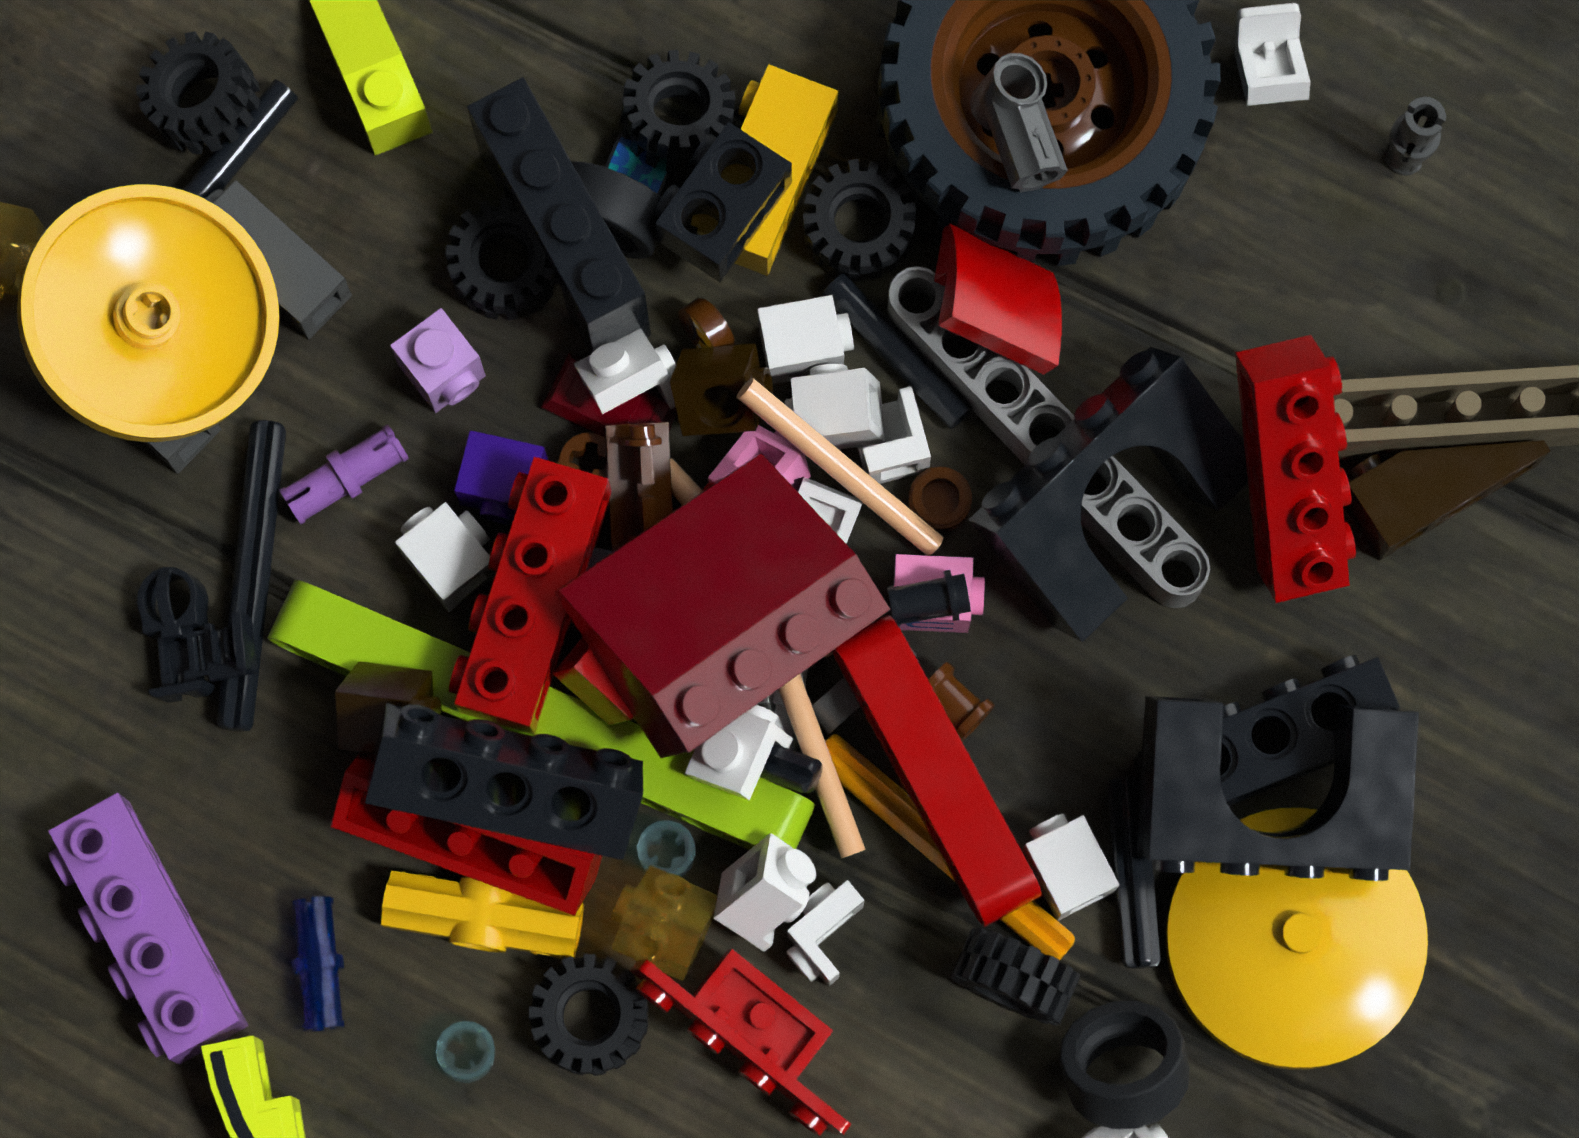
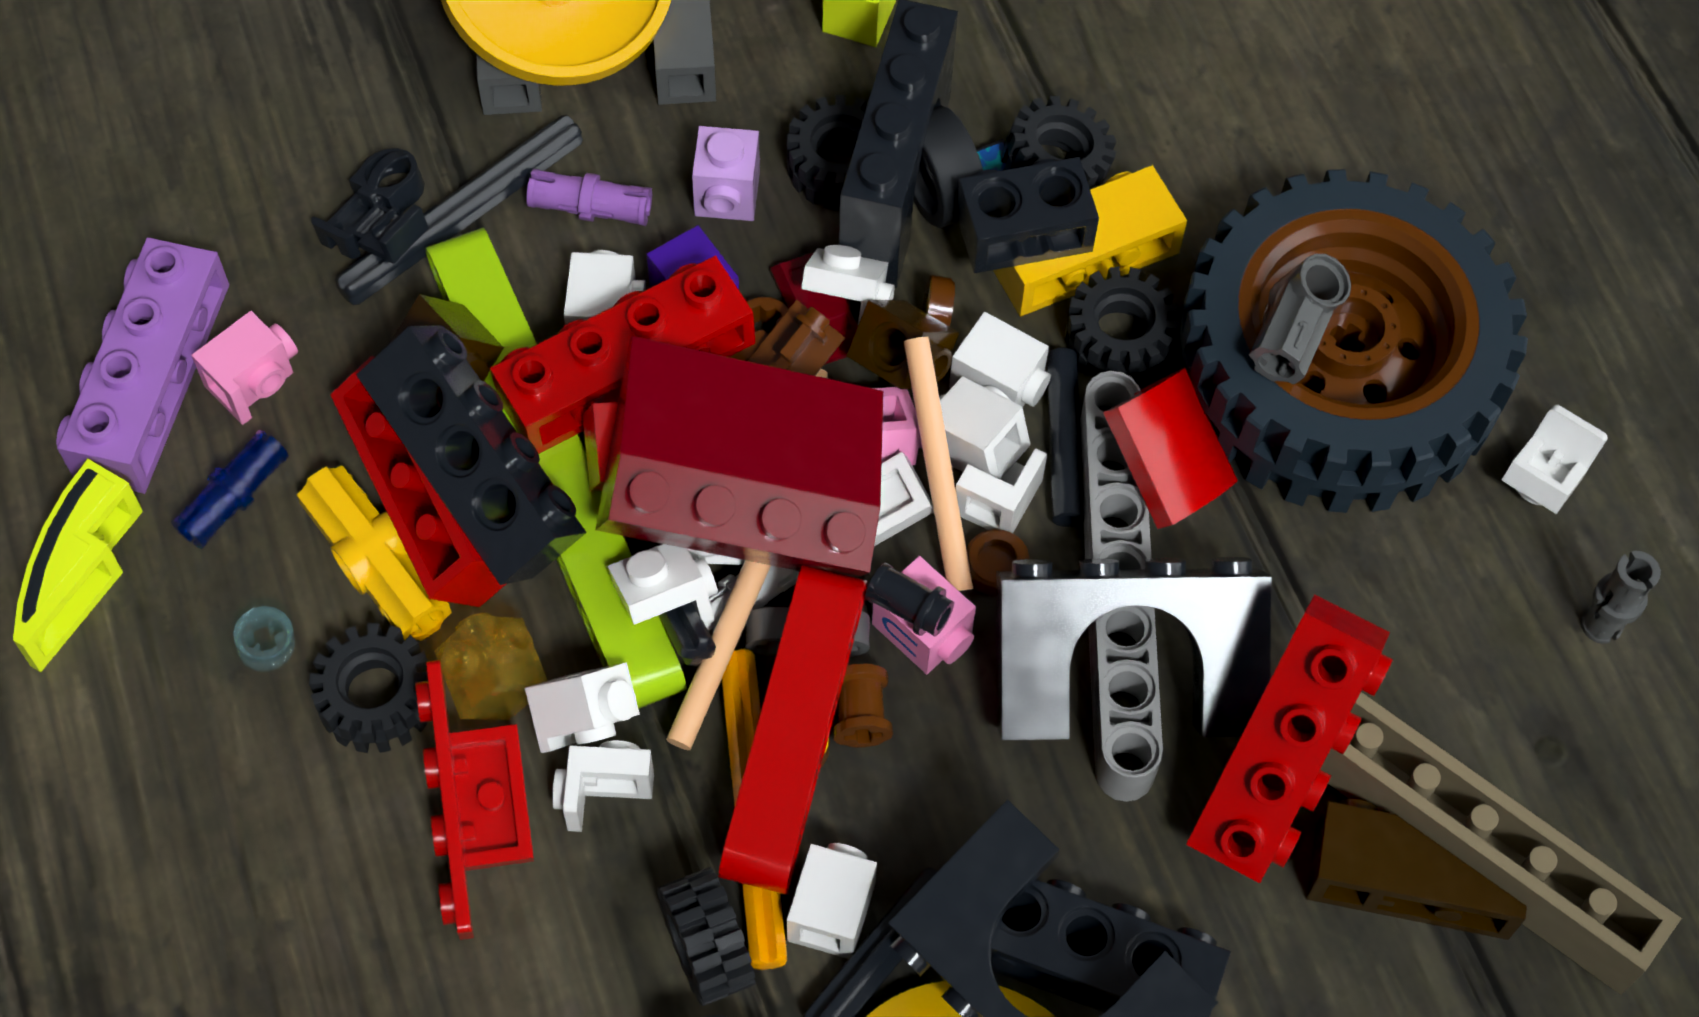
camera: 40 degrees right, 15 degrees down
(228, 857) = (245, 364): none -> bright pink brick
(653, 836) = (552, 610): clear light blue bush -> none

